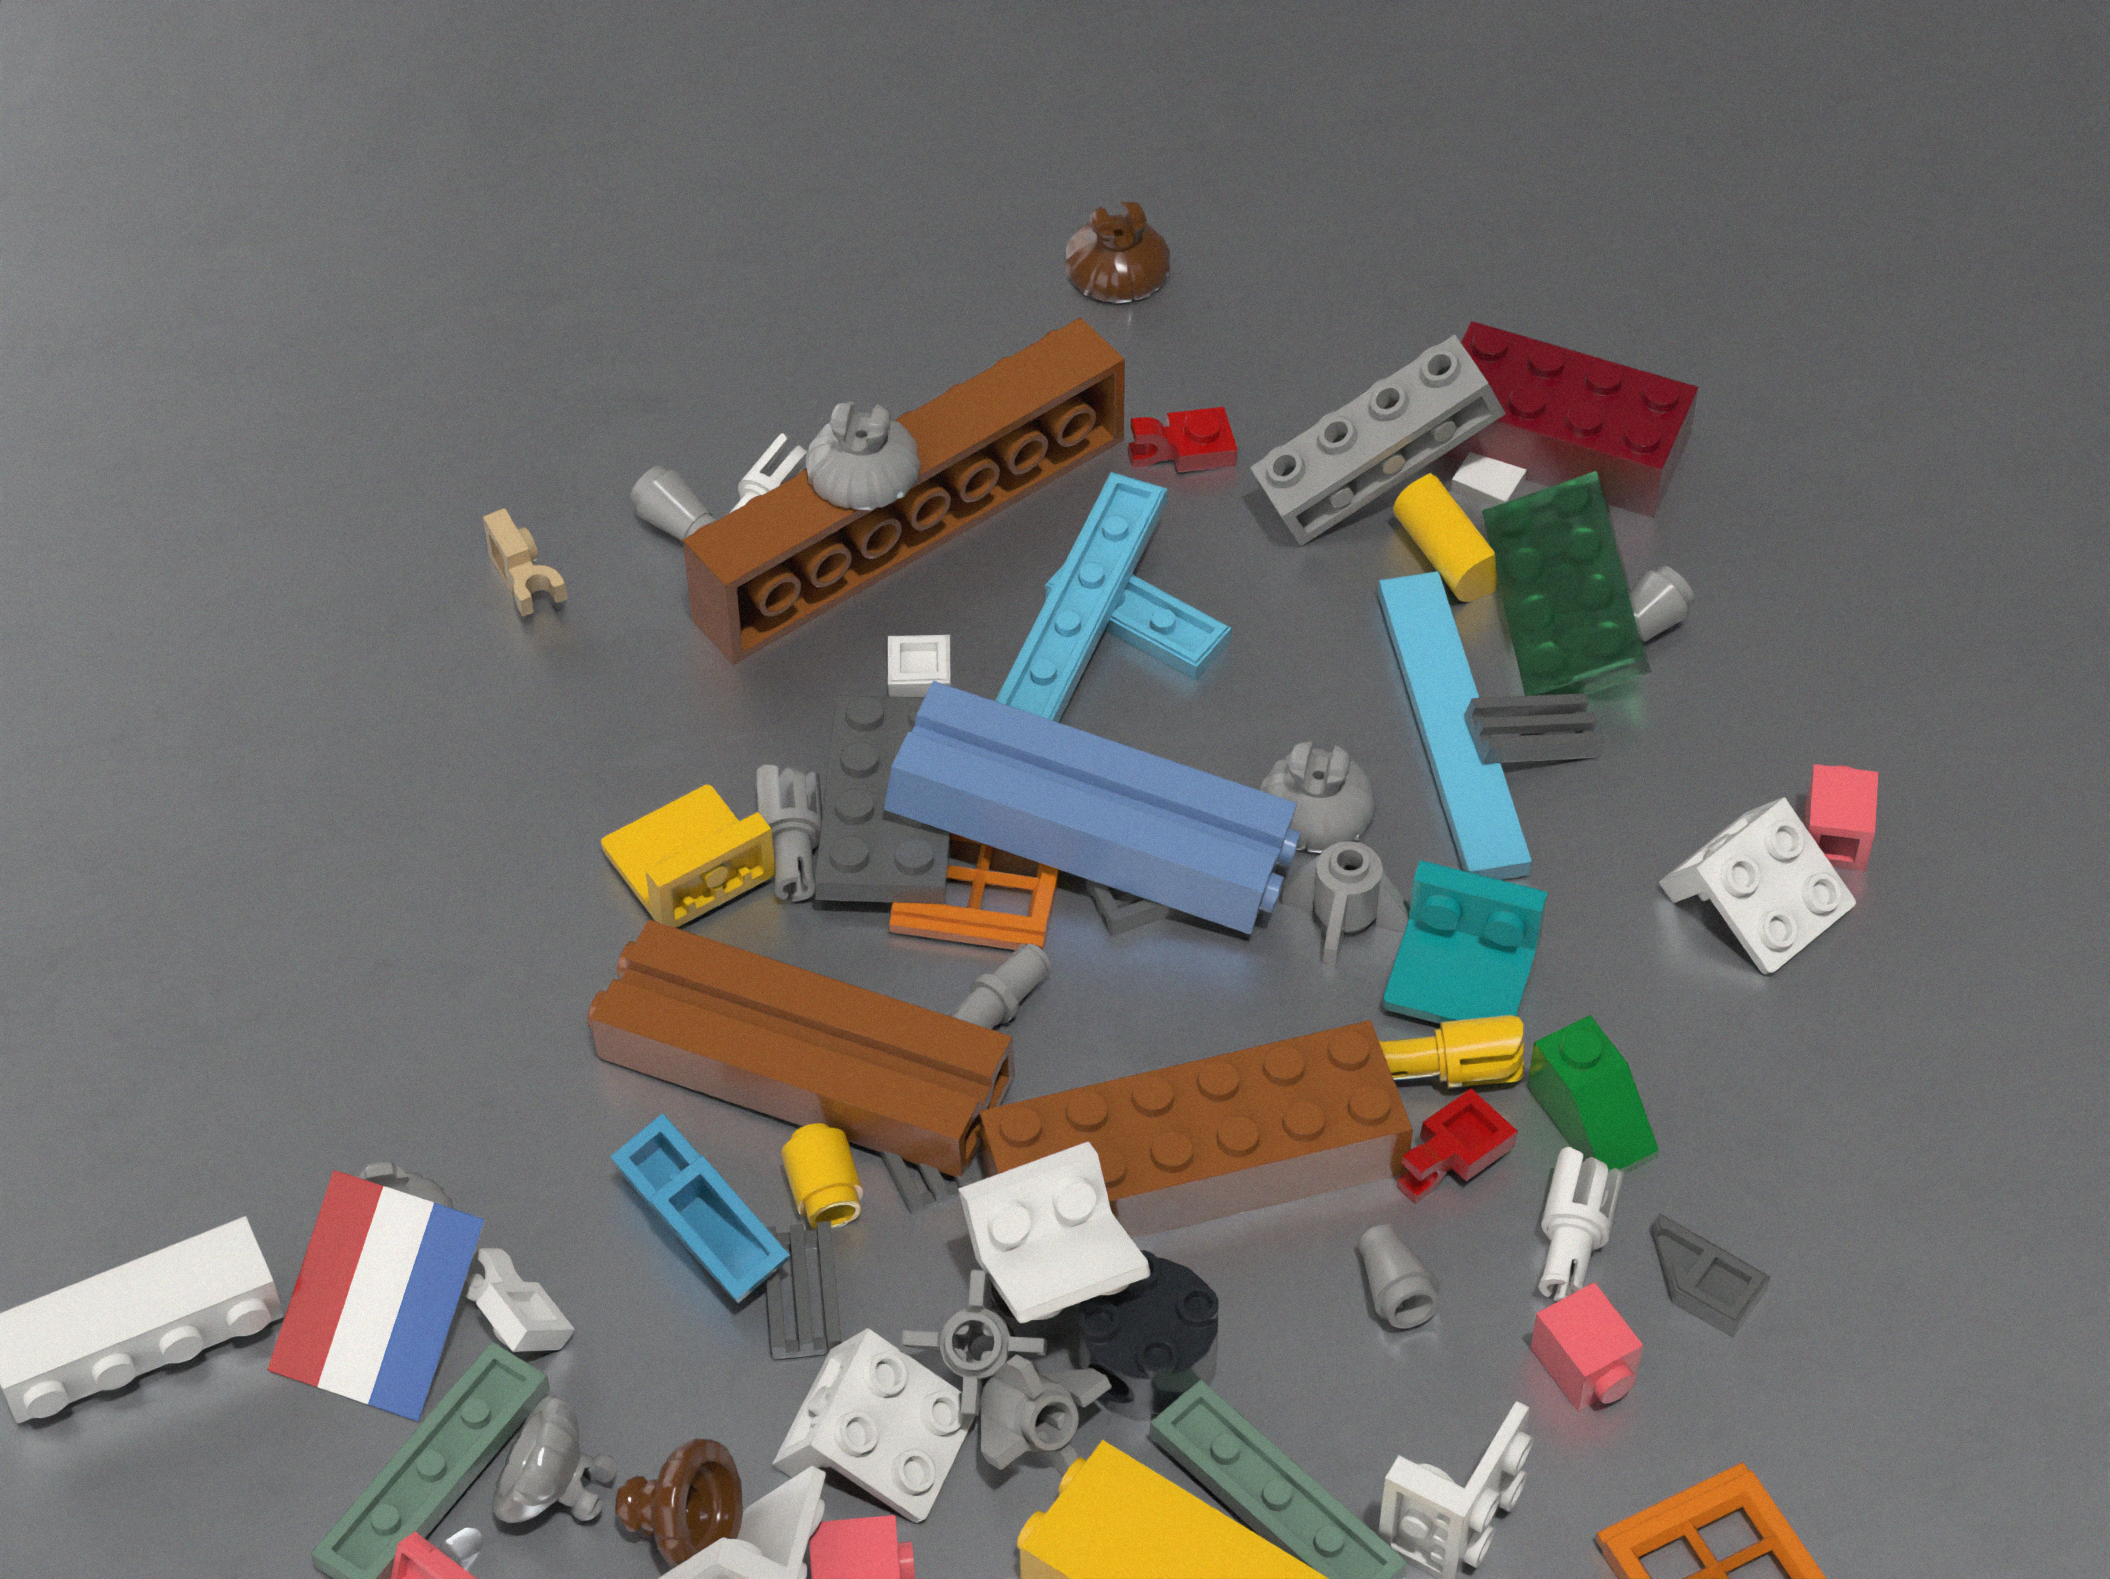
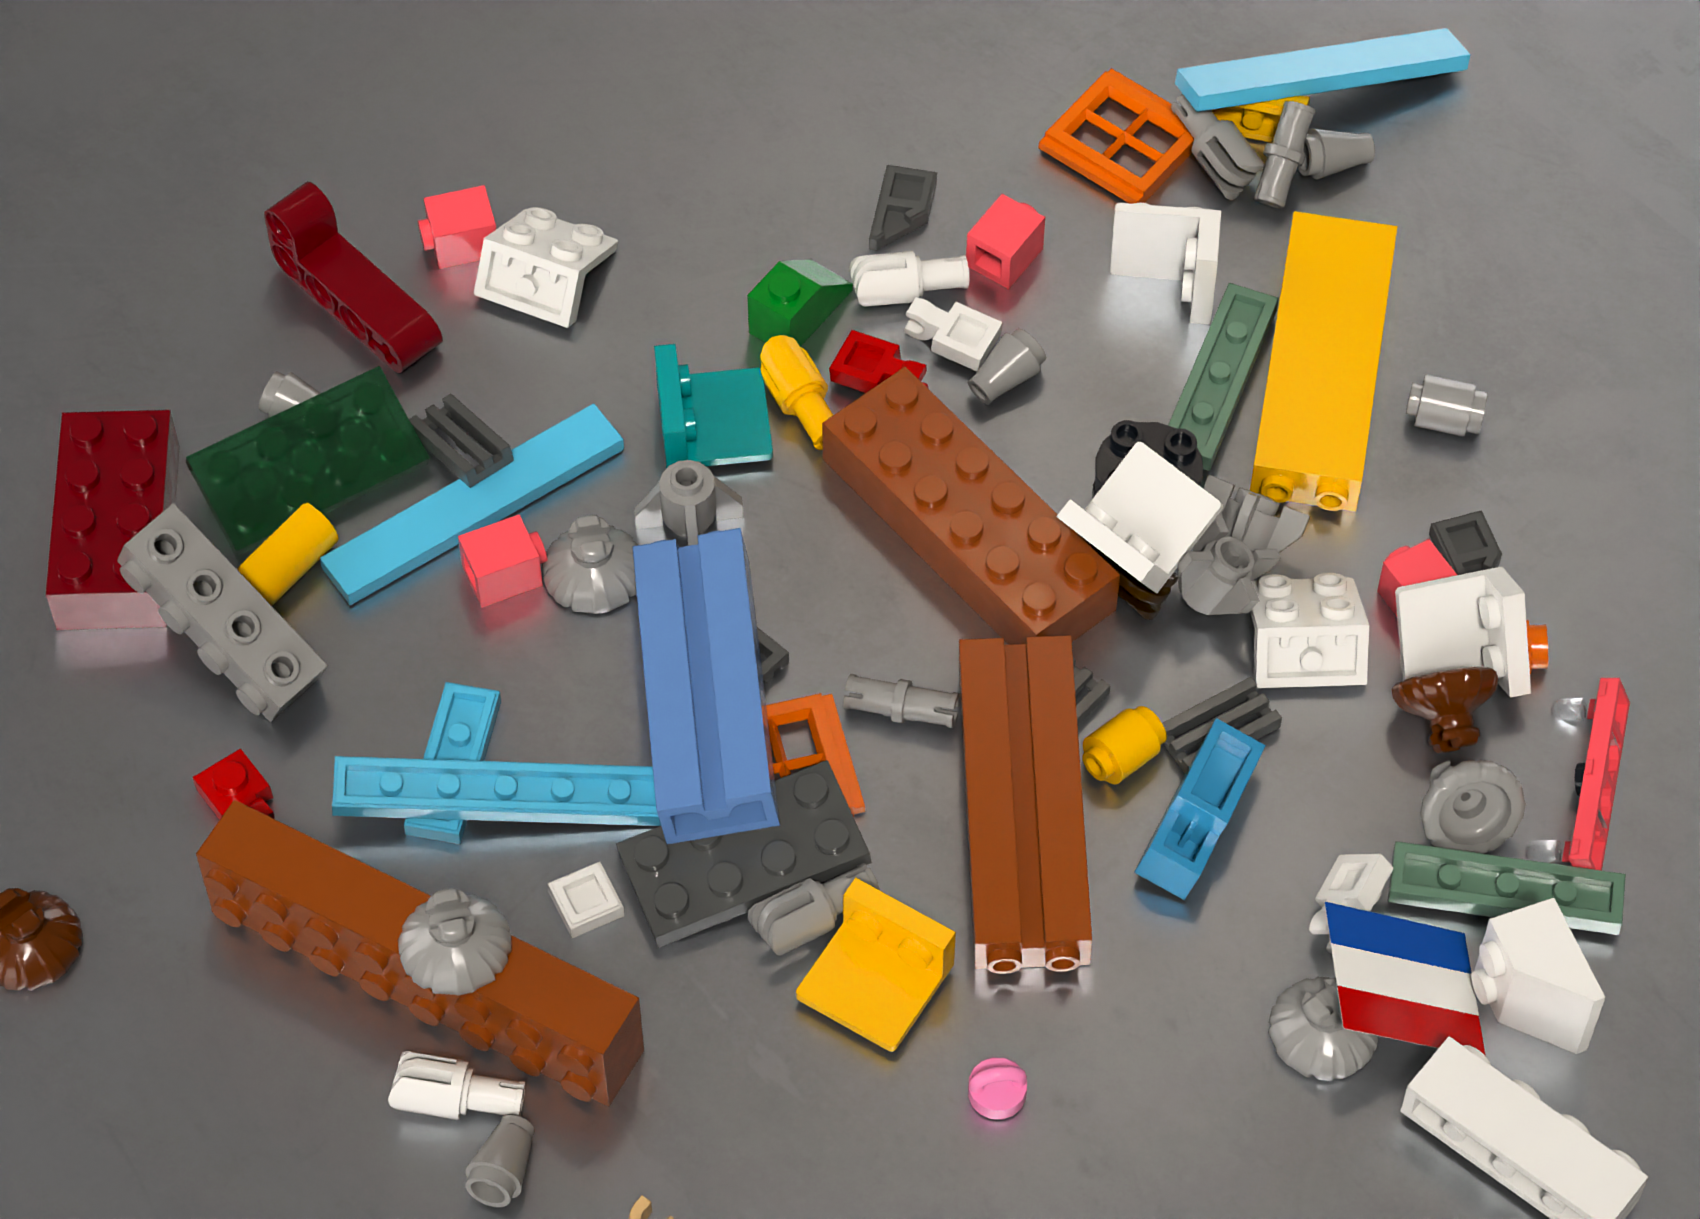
camera: 115 degrees left, 5 degrees up
(286, 1411) = (1538, 977): none -> white slope
(508, 914) = (997, 1088): none -> bright pink tile
(1355, 708) = (502, 560): none -> coral brick
(1471, 1248) = (959, 335): none -> white plate
(1799, 693) = (345, 282): none -> dark red beam

